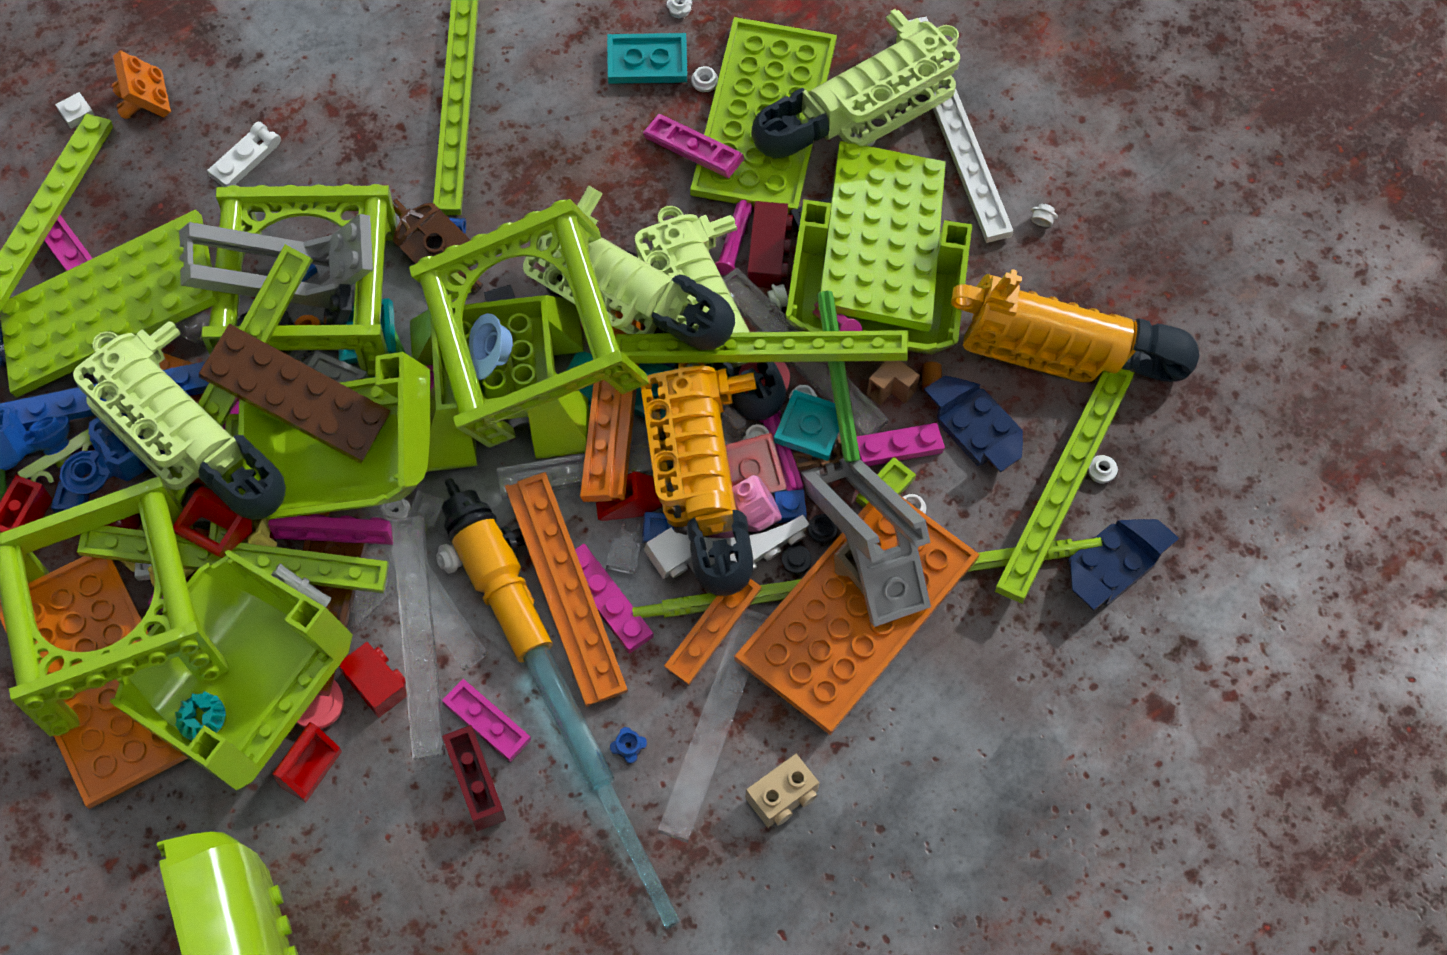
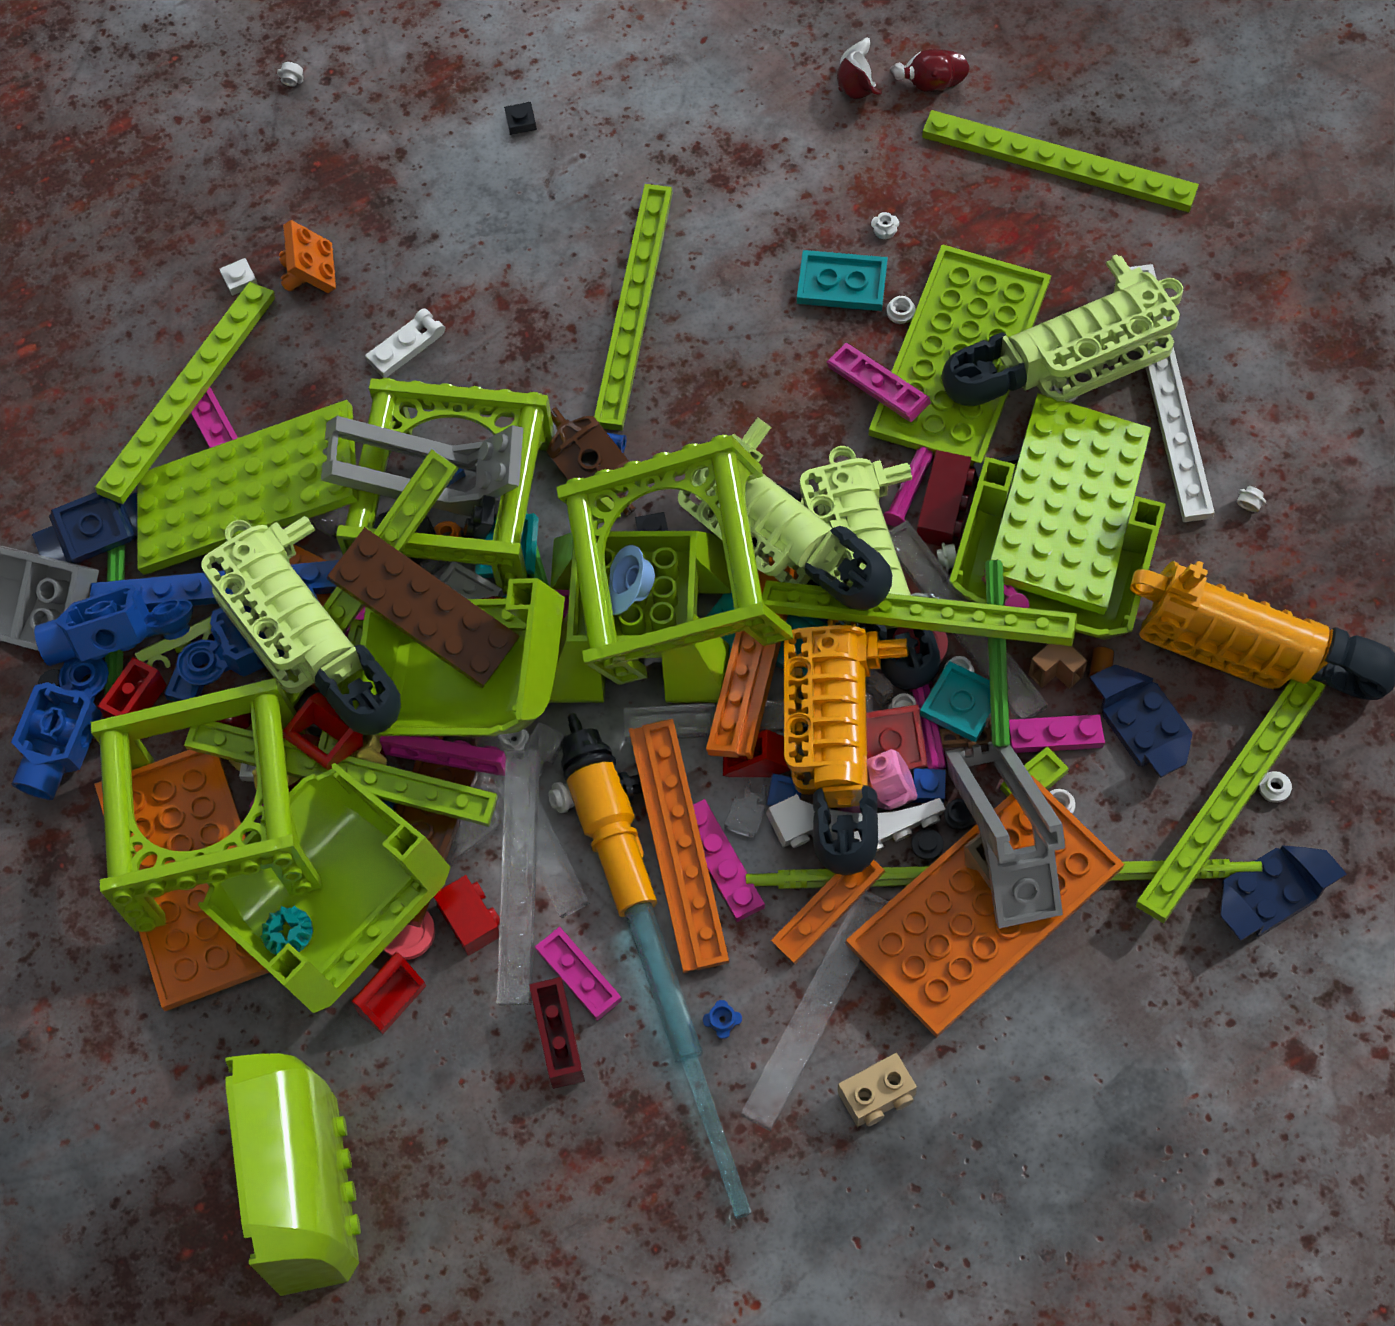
camera: 15 degrees right, 0 degrees up
(300, 585) = (404, 809): light grey pin -> none

